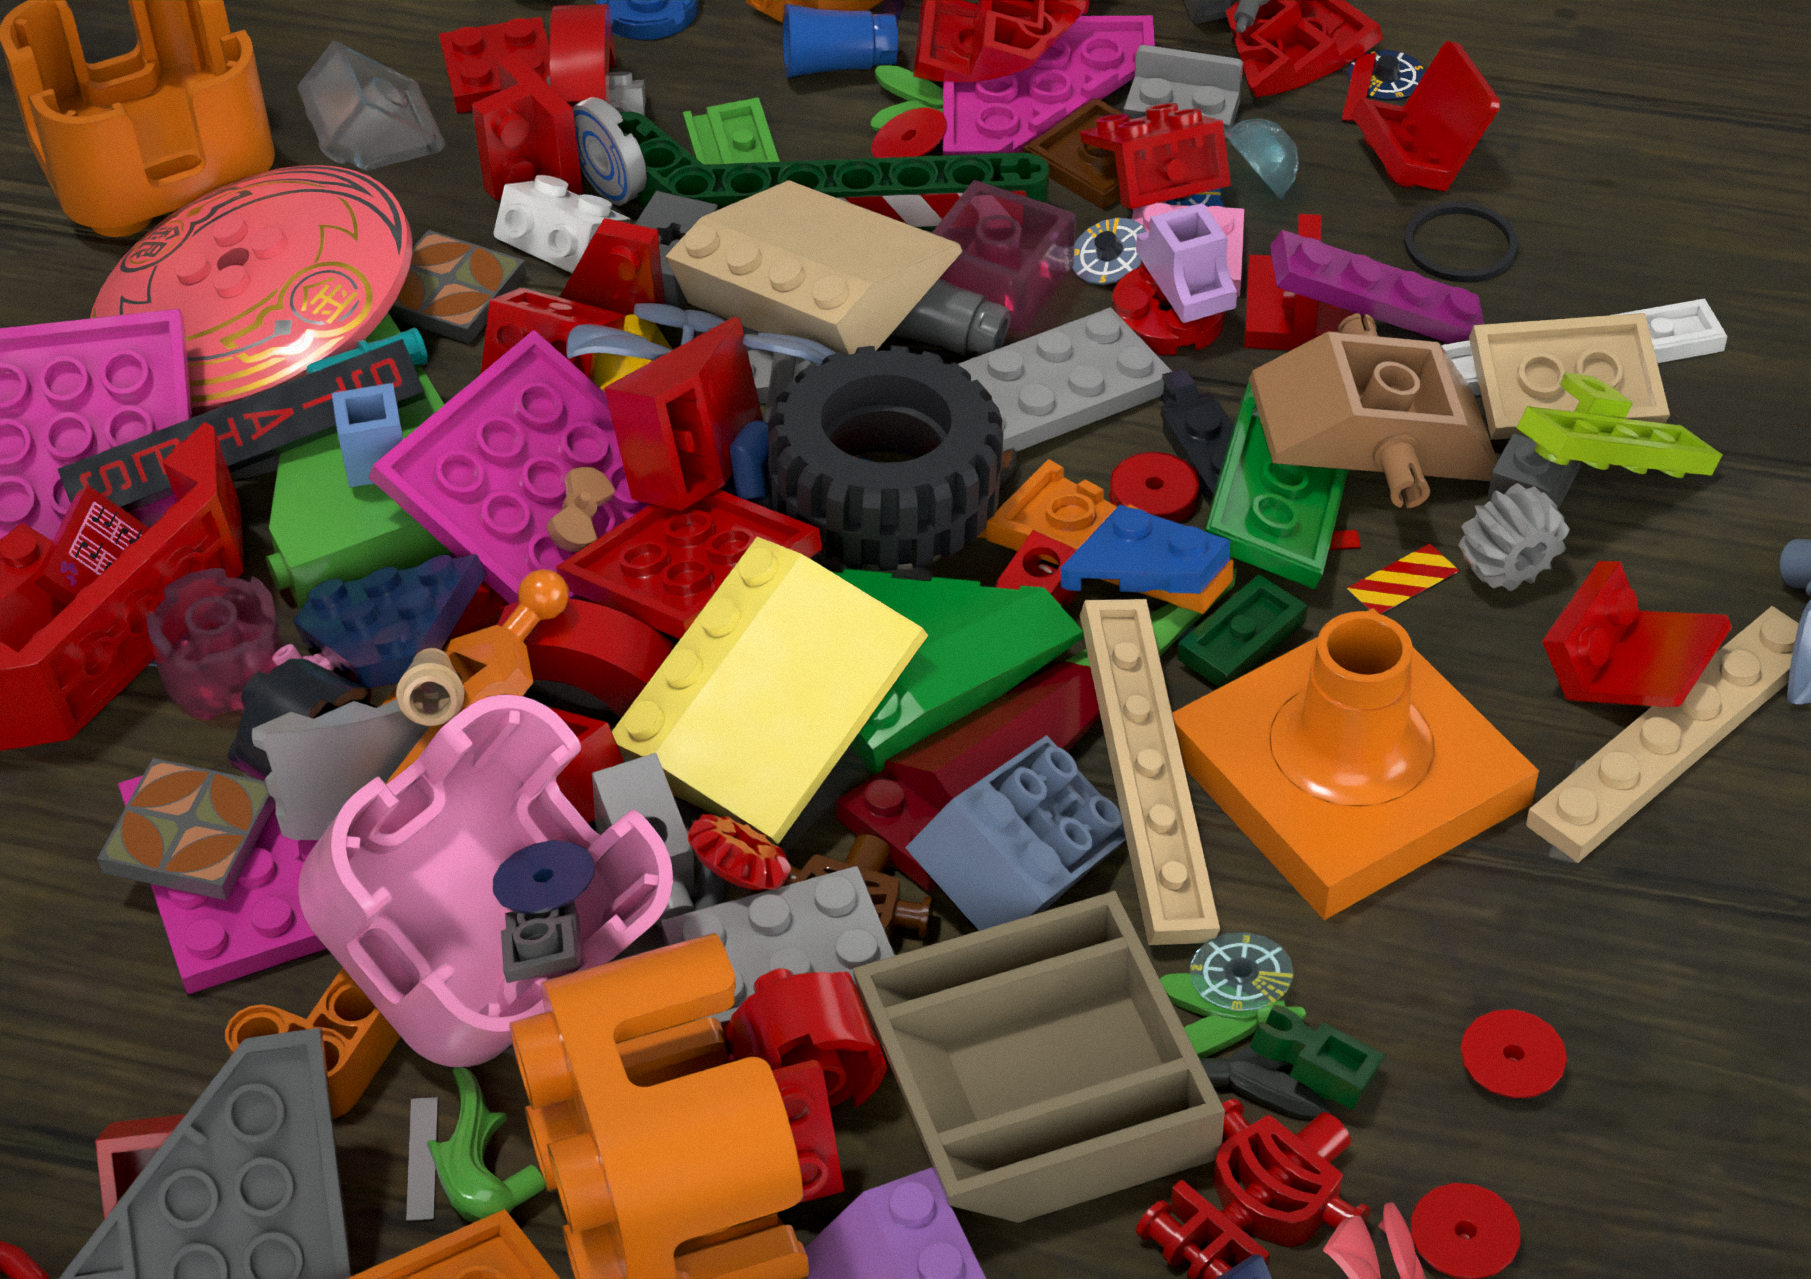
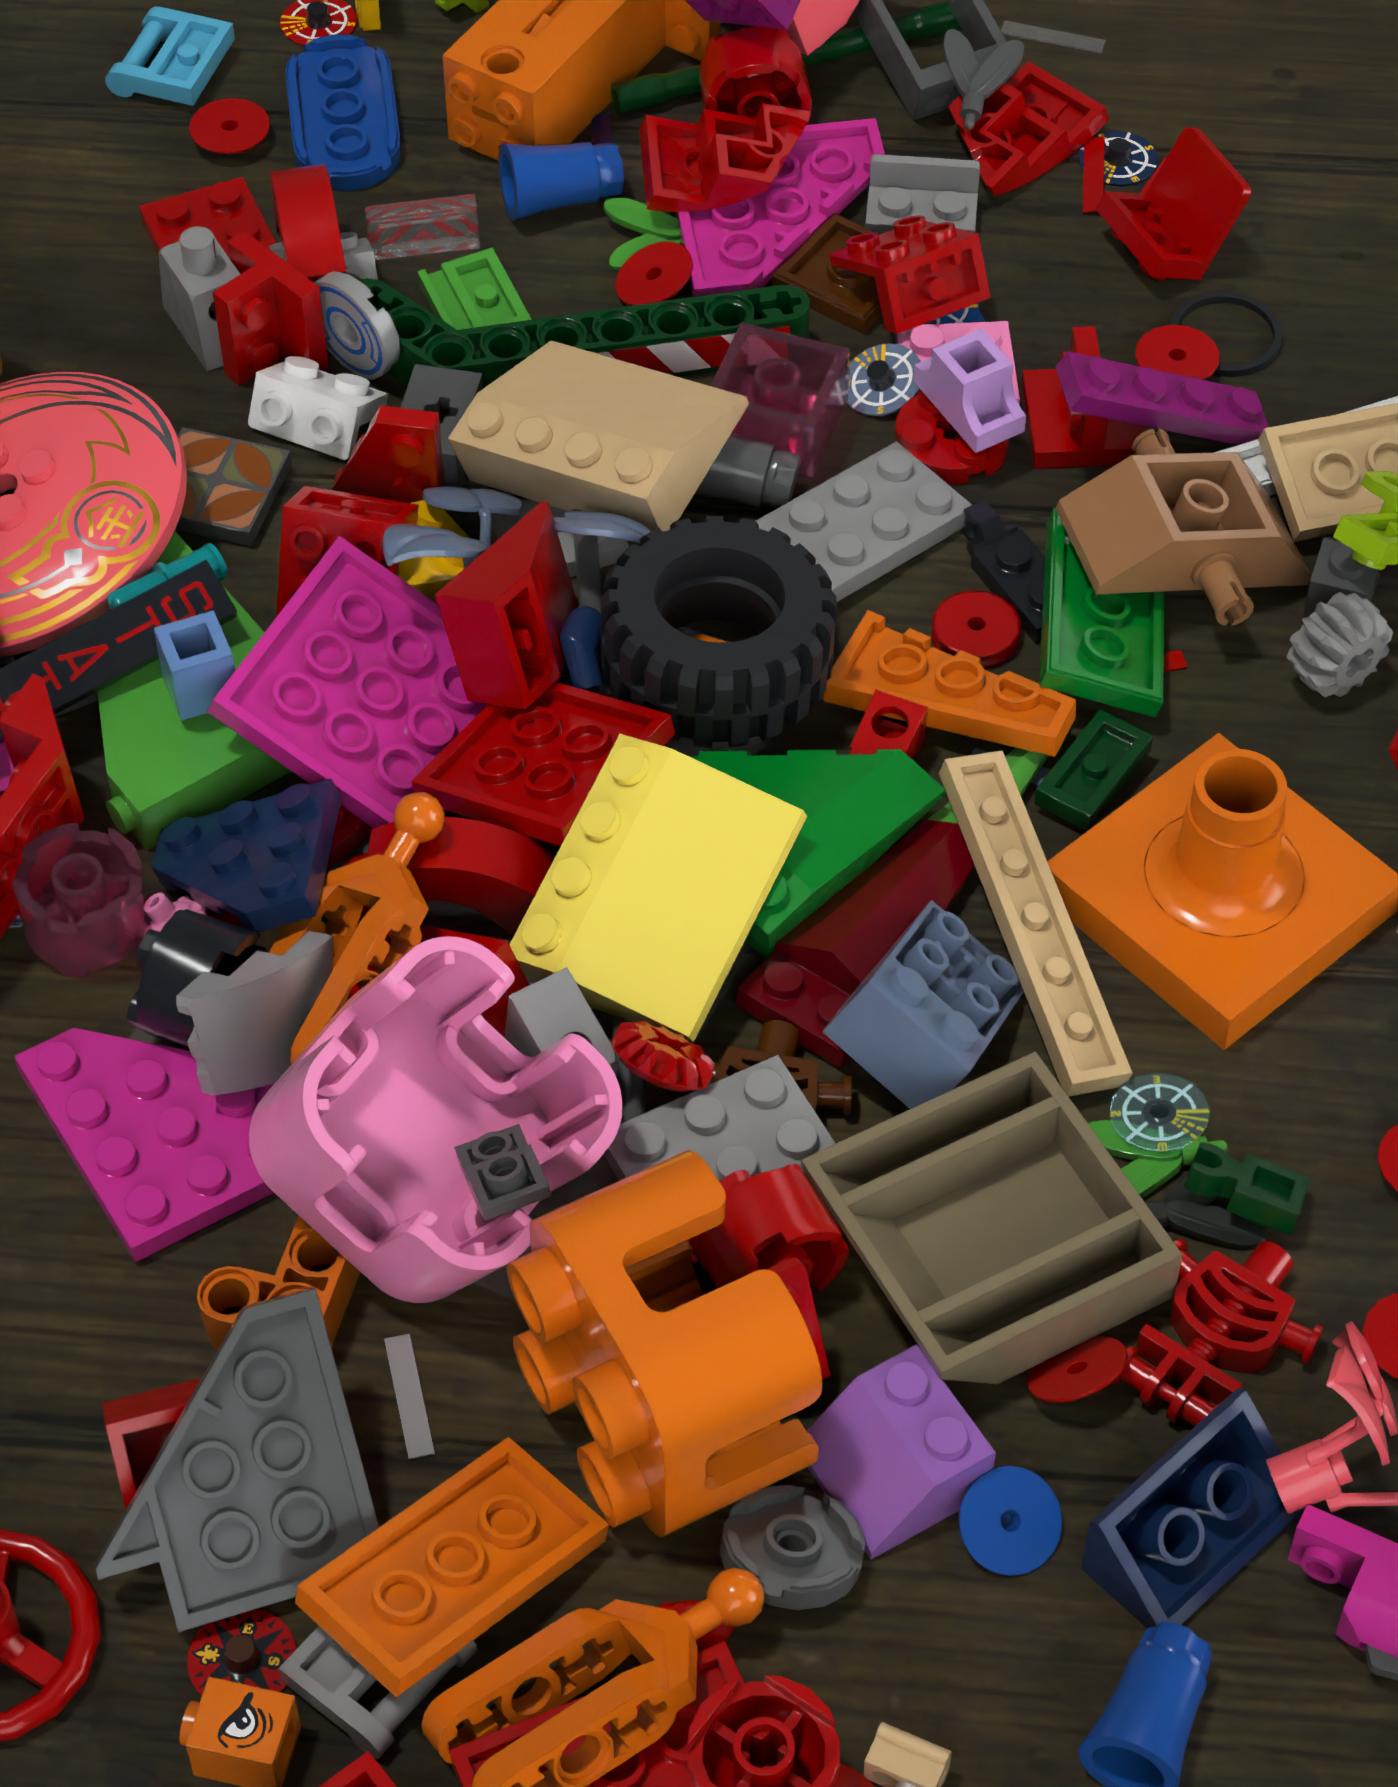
camera: 10 degrees left, 5 degrees up
(188, 829) = (104, 1096): tile -> none
(367, 111) = (85, 301): clear slope -> none
(430, 689) = (333, 929): tan cone -> none
(459, 84) = (188, 278): none -> light grey torso
(461, 1159) = (453, 1396): bright green piece -> none
(543, 877) = (487, 1107): dark blue piece -> none
(585, 492) = (417, 737): medium nougat piece -> none
(697, 74) = (422, 226): none -> clear tile
(1102, 1218) = (1078, 1370): none -> red piece
(1147, 555) = (993, 703): blue wing -> none
(1267, 151) = (1023, 260): clear light blue piece -> none
(1403, 579) = (1234, 696): sticker -> none
(1410, 251) = (1178, 351): none -> red piece

